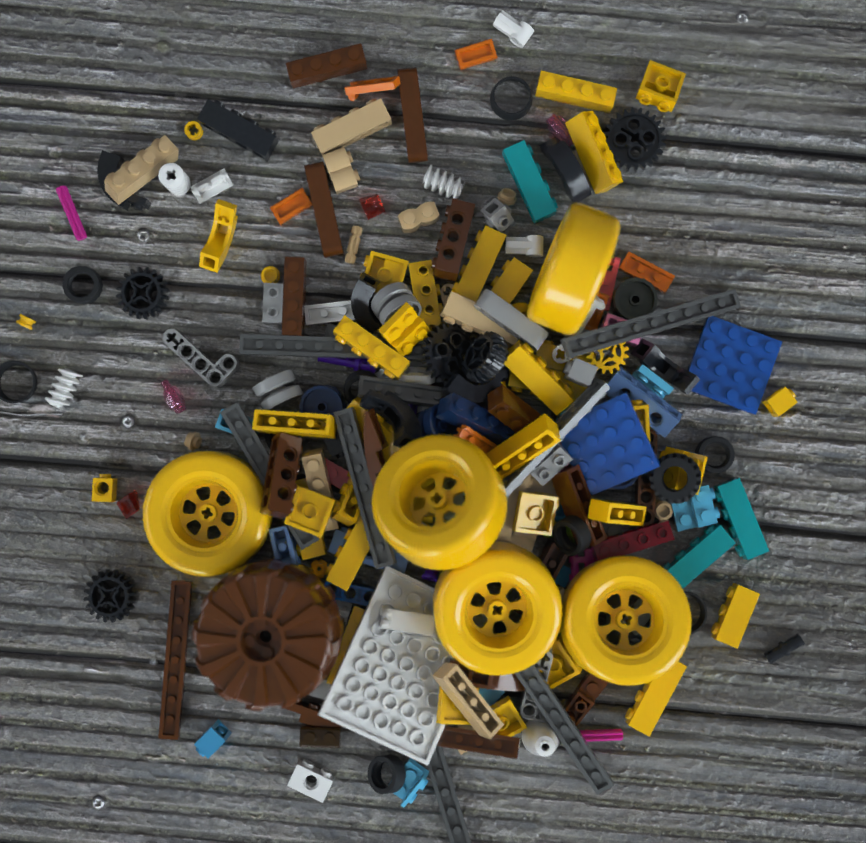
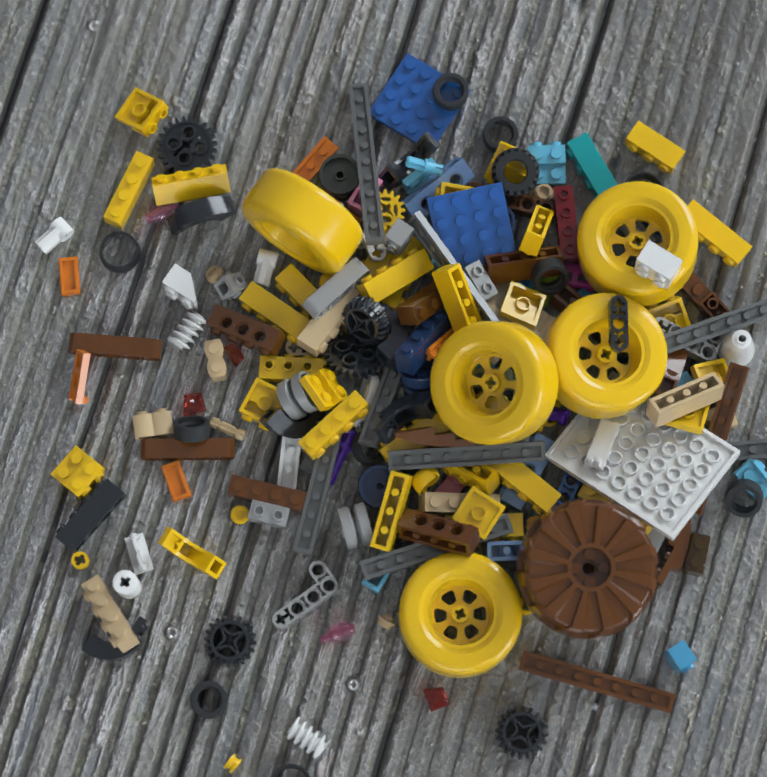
camera: 80 degrees left, 10 degrees down
(71, 213) = (134, 697): dark pink axle -> none
(98, 495) = (423, 713): yellow brick -> none
(279, 109) = (78, 472): none -> yellow plate
(314, 790) = (746, 564): white brick -> none
(326, 66) = (48, 417): reddish brown brick -> none
(333, 448) = (425, 478): none -> yellow hair
(335, 211) = (191, 429): none -> black tyre
(351, 127) = (114, 407): tan brick -> none
(429, 233) = (234, 353): none -> clear red slope
(486, 166) = (180, 286): none -> white slope
(529, 181) = (205, 250): teal brick -> none
(542, 609) = (612, 309): none -> black beam
(598, 650) = (657, 265): none -> white brick
(602, 735) = (745, 289): dark pink axle -> none
(662, 383) = (424, 165): none -> medium azure axle
(741, 519) = (565, 123): teal brick -> none
(764, 398) = (450, 77): none -> black tyre
(780, 401) = (463, 65): yellow brick -> none
(784, 648) = (694, 110): black pin -> none

